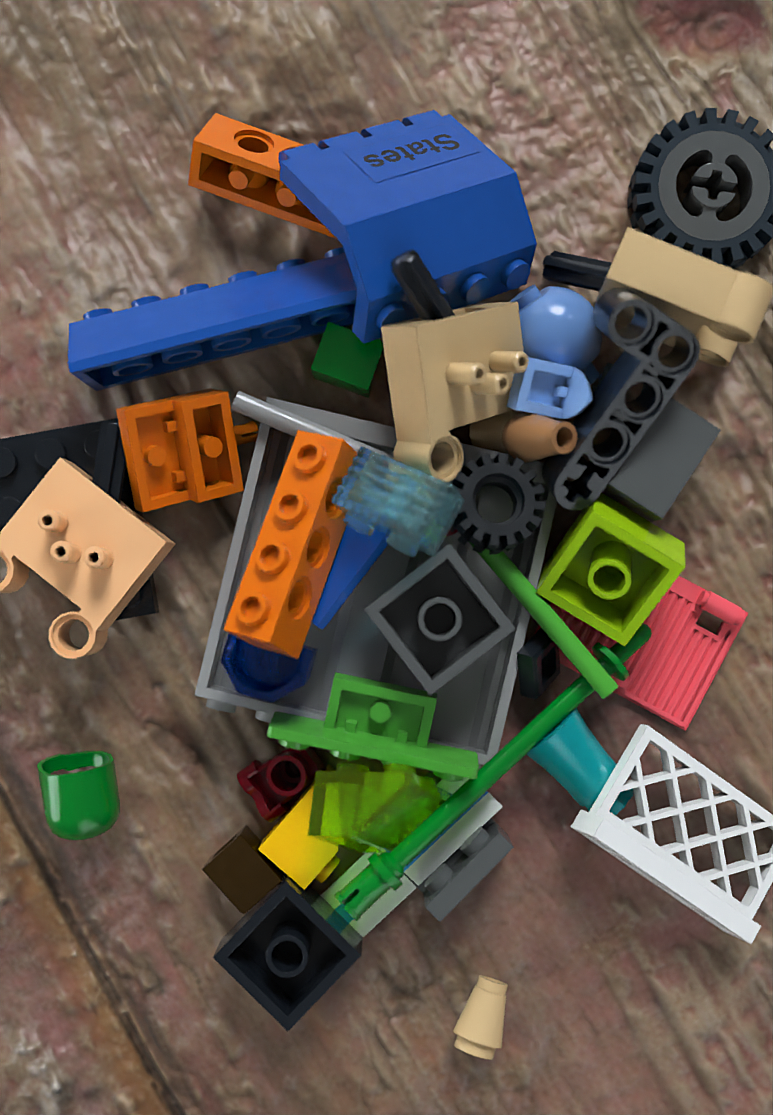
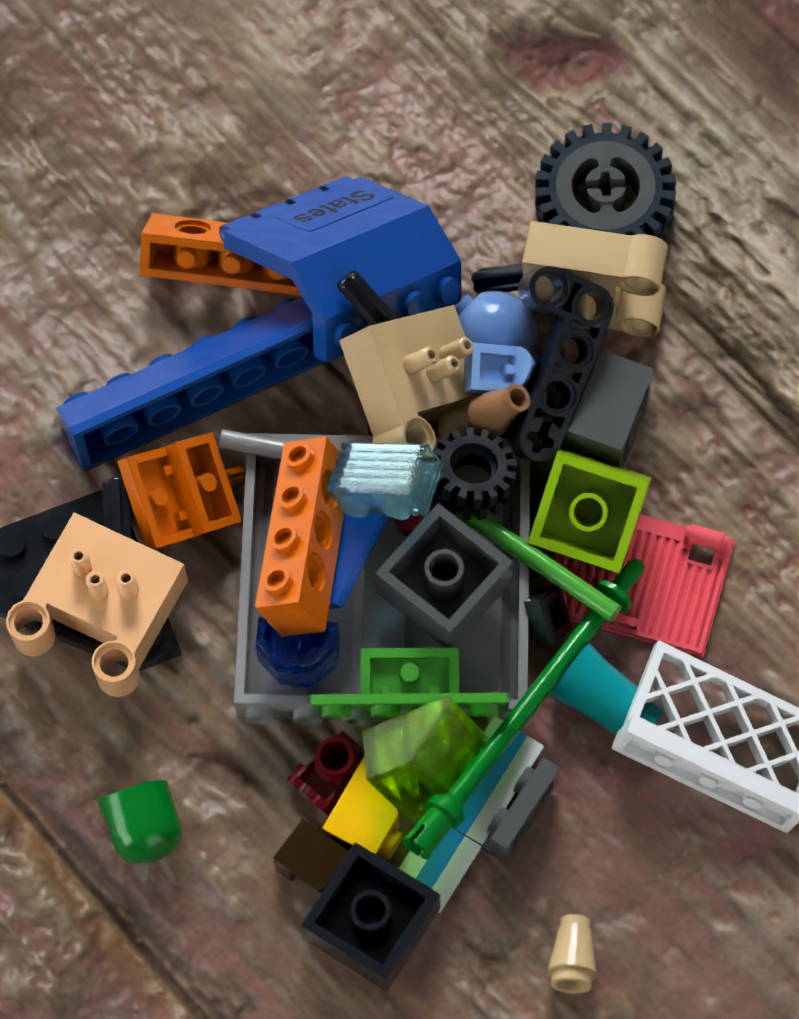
camera: 15 degrees left, 20 degrees down
(346, 360) = (313, 393): green panel -> none

